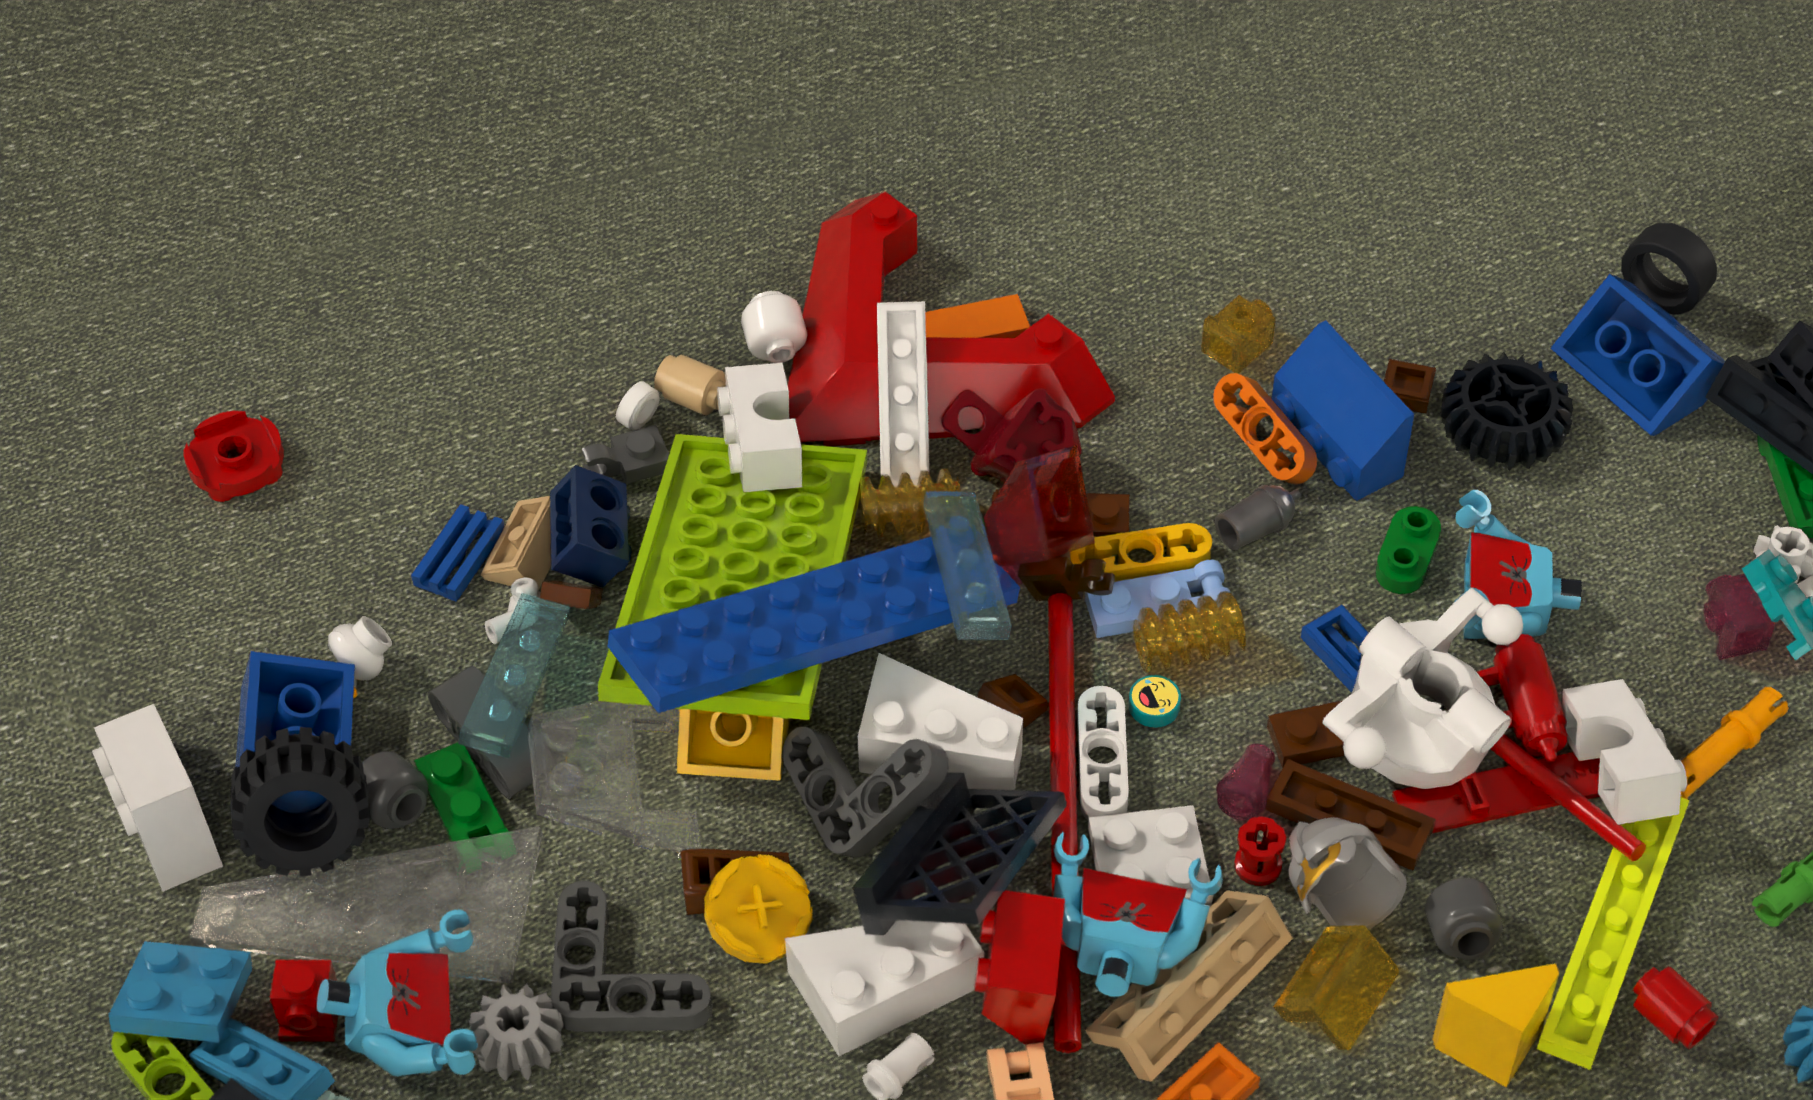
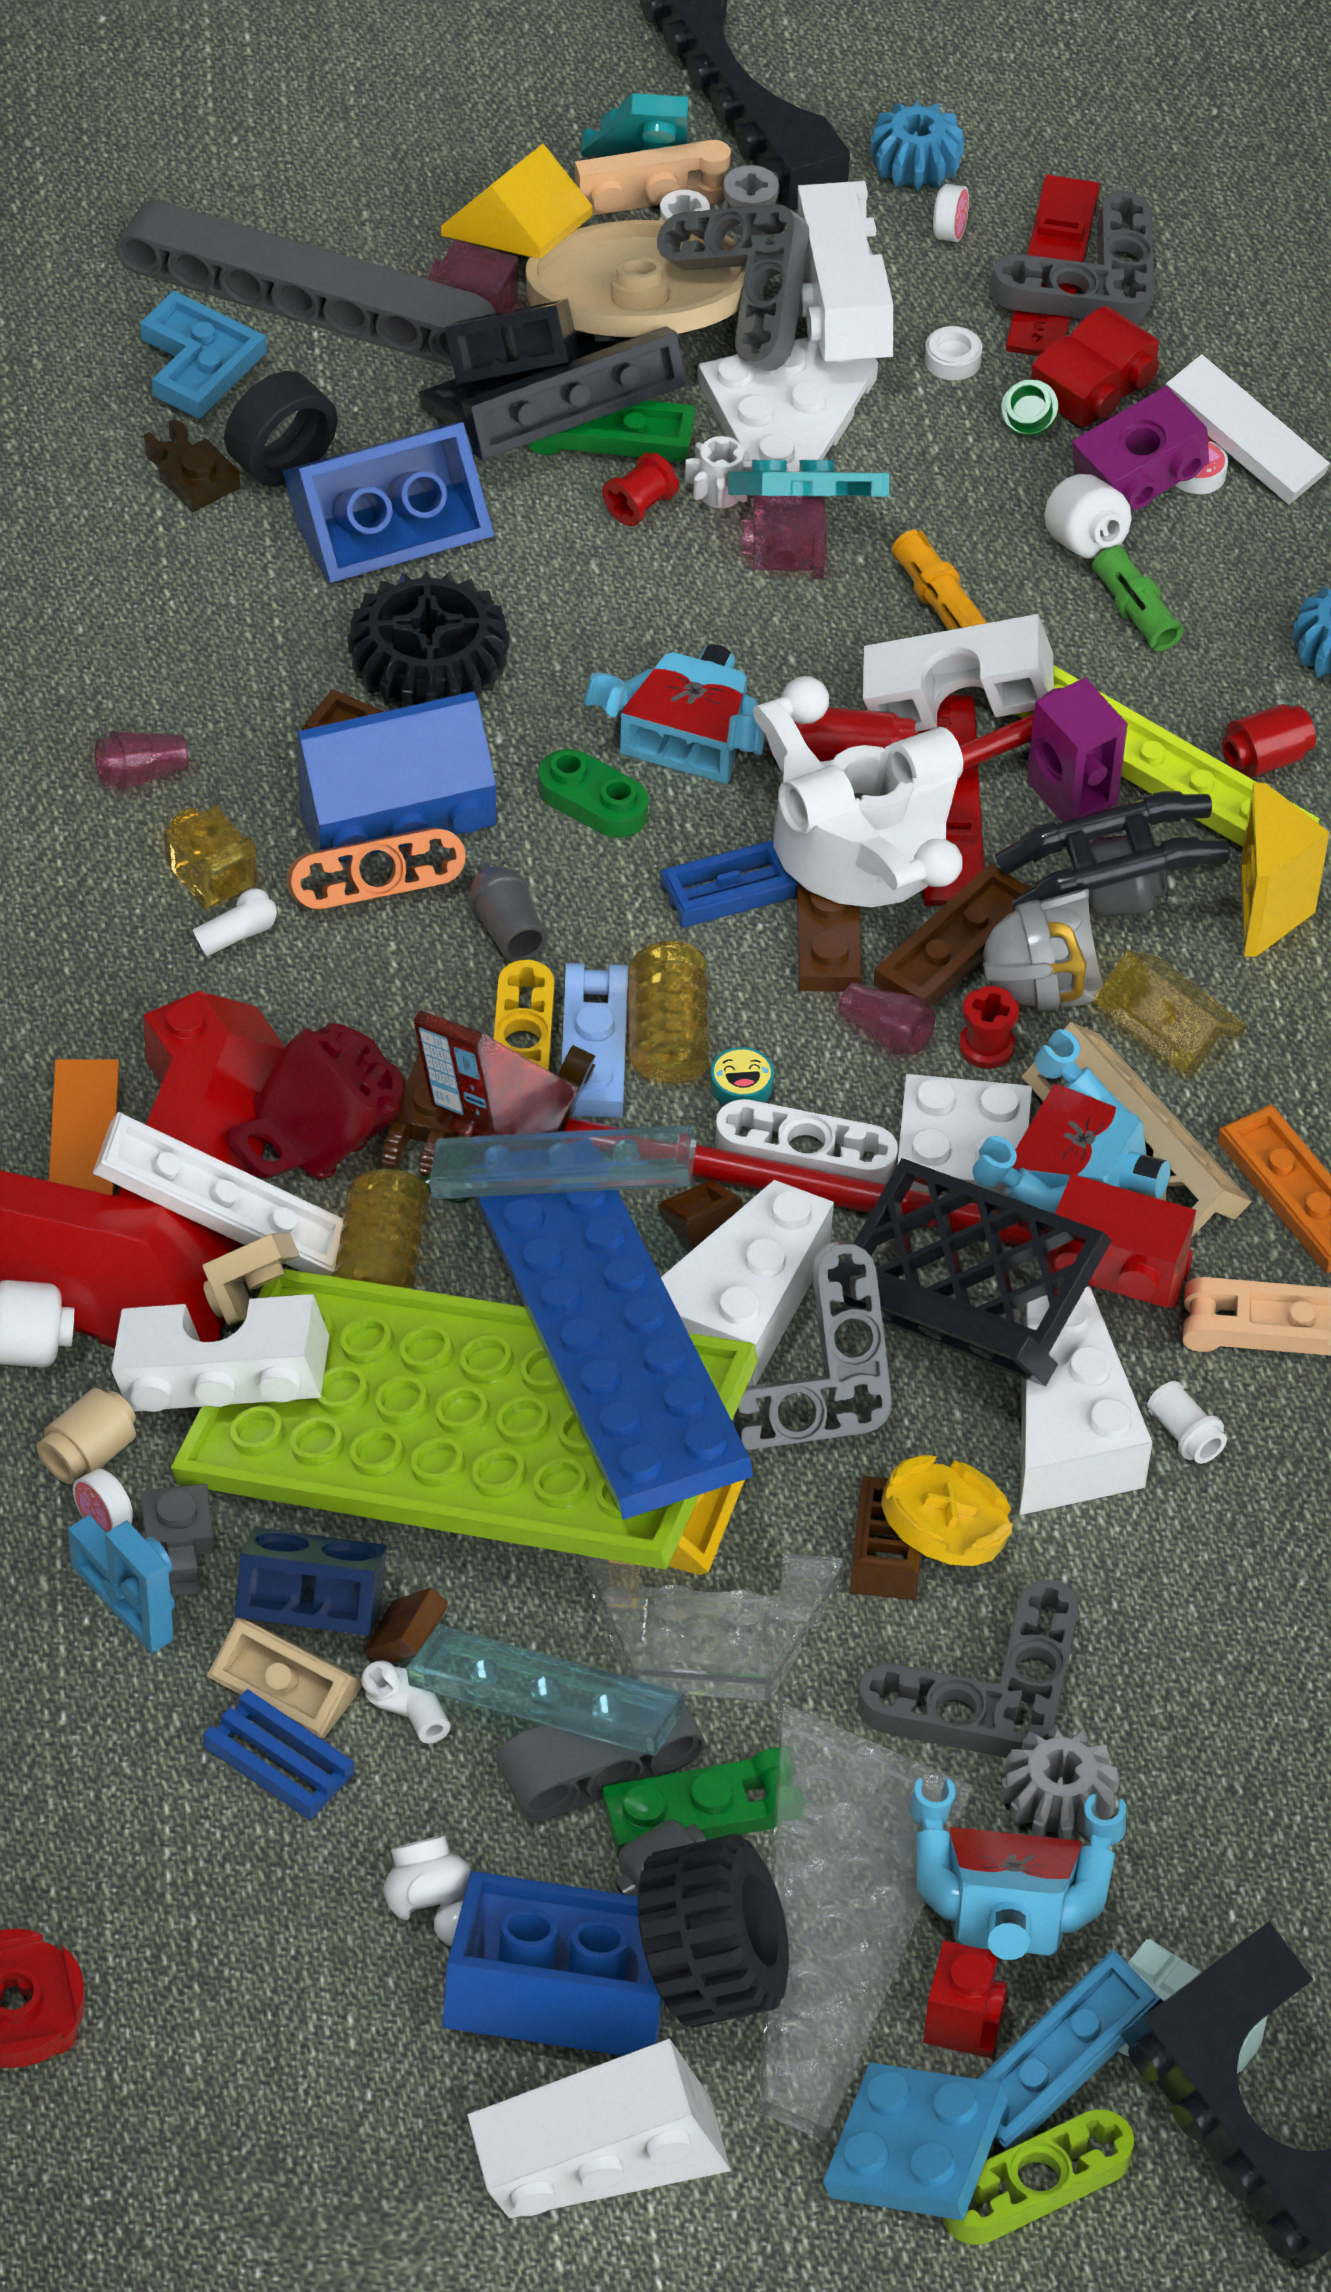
camera: 80 degrees left, 0 degrees up
(565, 425) = (127, 1576): none -> dark azure plate
(841, 428) = (254, 1263): none -> tan bracket
(1188, 368) = (251, 916): none -> white arm
(1314, 272) = (137, 758): none -> clear pink cone
(1459, 911) = (1135, 820): none -> black piece
(1570, 848) = (1076, 751): none -> magenta brick
(1615, 239) = (192, 472): none -> dark brown plate
(1739, 509) = (640, 489): none -> red bush
(1742, 225) = (207, 349): none -> dark azure plate

